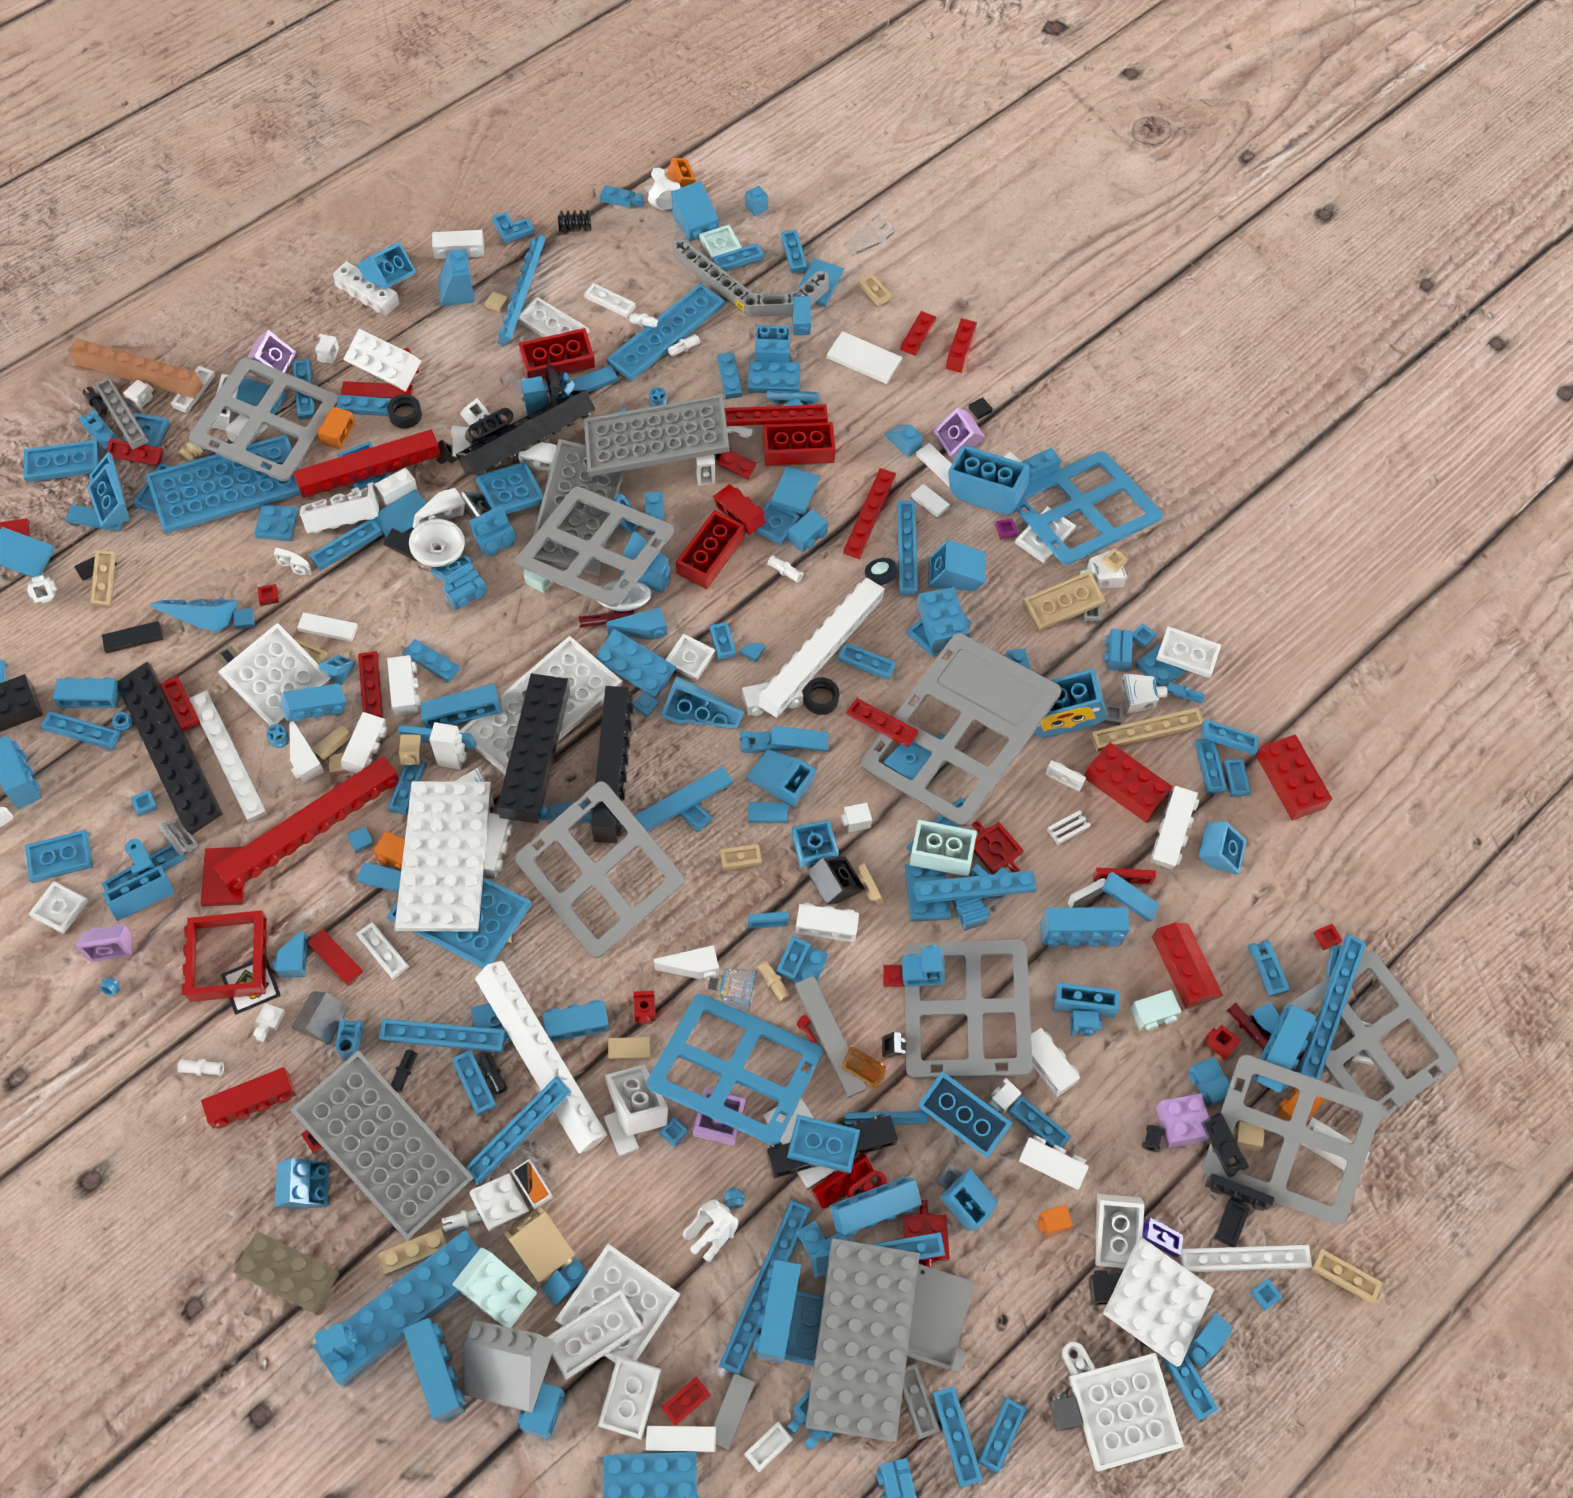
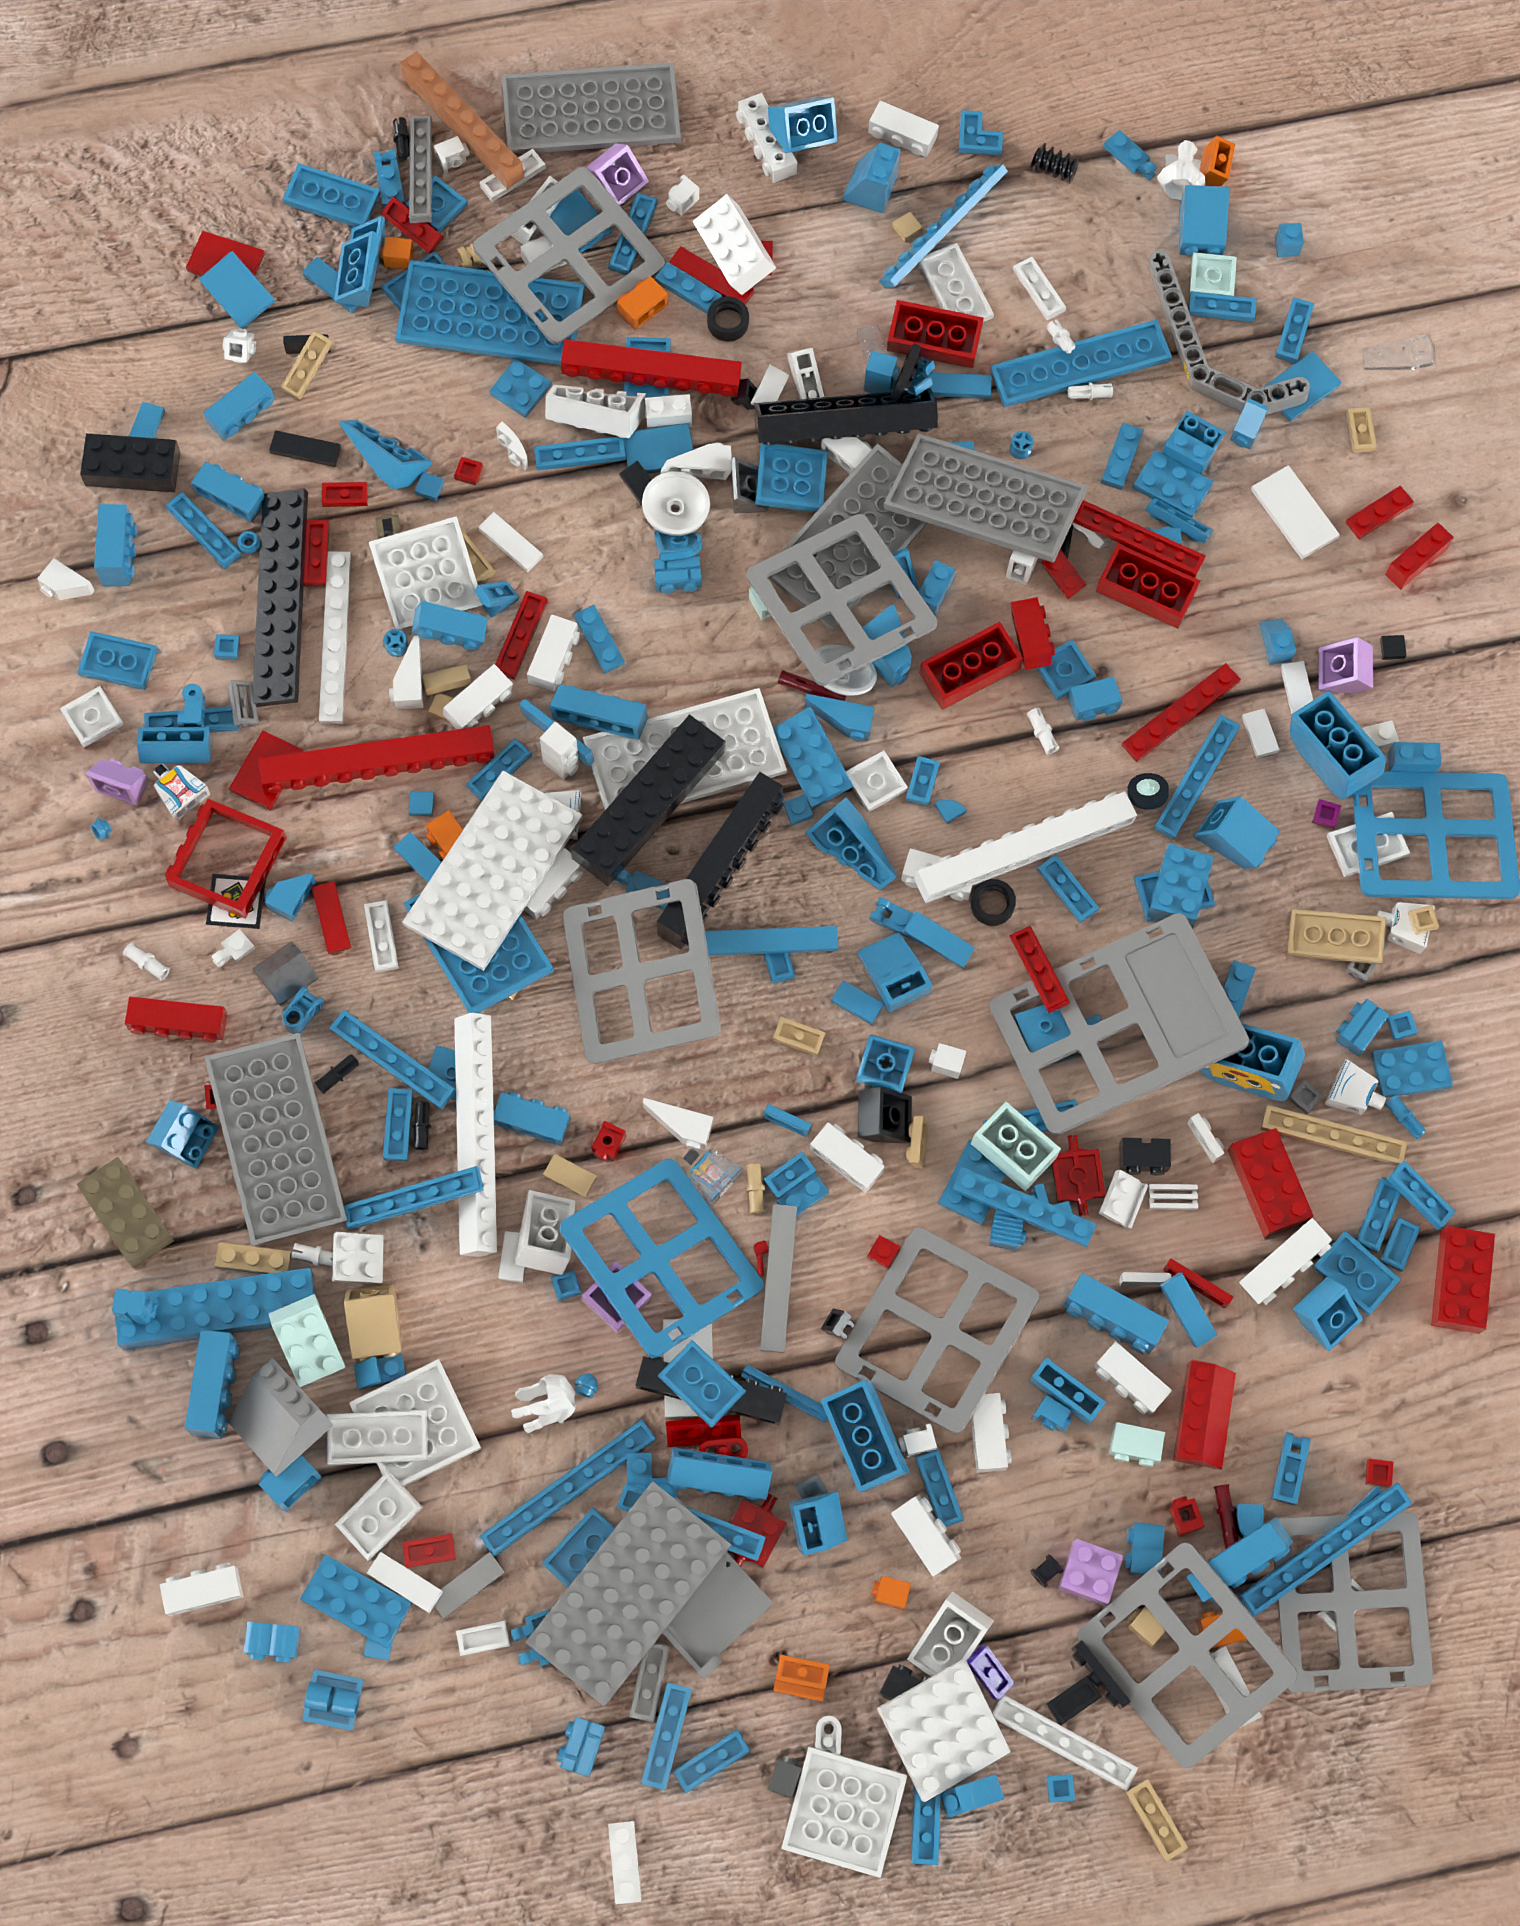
camera: 30 degrees right, 10 degrees up
(64, 631) = (239, 406): none -> dark azure brick
(132, 475) = (397, 252): none -> orange brick
(160, 925) = (179, 790): none -> torso
(180, 653) = (344, 494): none -> red plate
(227, 323) = (591, 108): none -> light grey plate
(410, 749) = (521, 732): tan brick -> none
(492, 531) = (743, 520): dark azure plate -> none
(494, 419) = (818, 391): black beam -> none
(532, 1184) = (399, 1258): slope -> none
(778, 1313) = (561, 1519): dark azure brick -> none
(795, 490) = (1110, 641): dark azure tile -> none
(864, 1067) = (793, 1329): clear orange slope -> none
(924, 969) = (916, 1263): dark azure brick -> none
(1029, 1327) = (801, 1678): none -> orange plate
(1031, 811) = (1145, 1157): none -> black brick
(1037, 846) = (1123, 1199): none -> white plate
(1123, 966) = (1132, 1379): none -> white brick
(1188, 652) = (1437, 1073): white plate -> none
(1222, 806) = (1358, 1271): none -> dark azure plate
(1224, 1144) = (1112, 1619): black plate -> none

